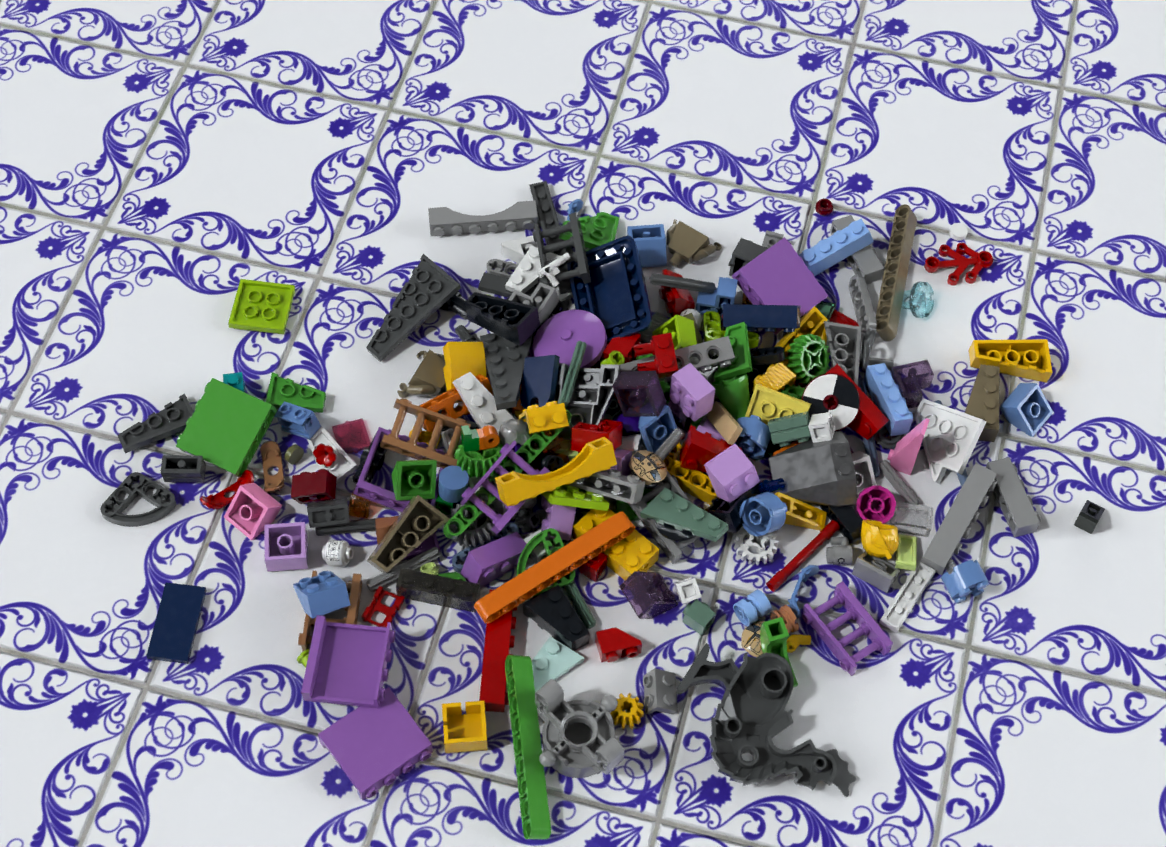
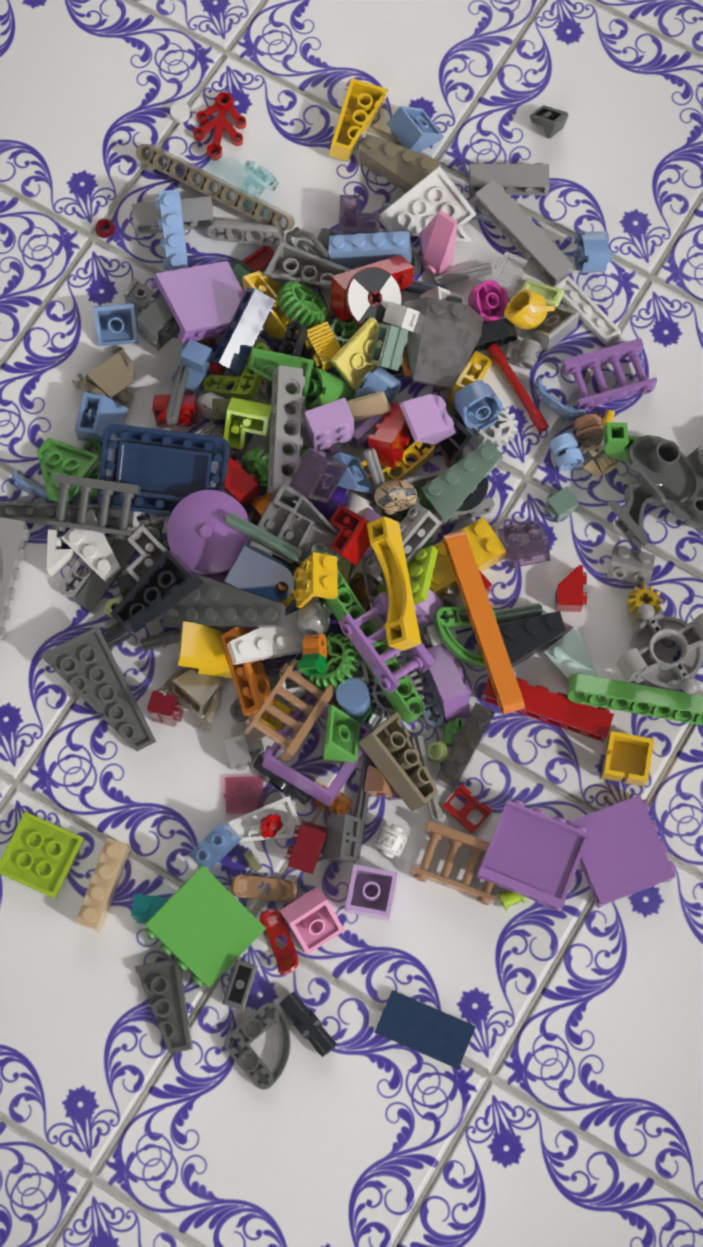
camera: 70 degrees left, 15 degrees up
(162, 530) = (308, 1024): none -> black piece
(246, 353) = (103, 885): none -> tan brick
(288, 391) = (172, 849): bright green wing -> none
(322, 594) = (446, 865): medium blue slope -> none
(383, 417) = (239, 751): none -> light grey brick
(405, 353) = (164, 708): none -> dark red brick
(553, 269) = (117, 520): white hose -> none
(557, 462) = (370, 588): black wheel -> none
(614, 358) = (257, 496): lime bush -> none
(665, 359) = (287, 435): red brick -> none
(687, 590) = (532, 505): white brick -> none
(734, 230) = (116, 324): none -> medium blue slope
(771, 486) = (446, 387): clear blue pin -> none

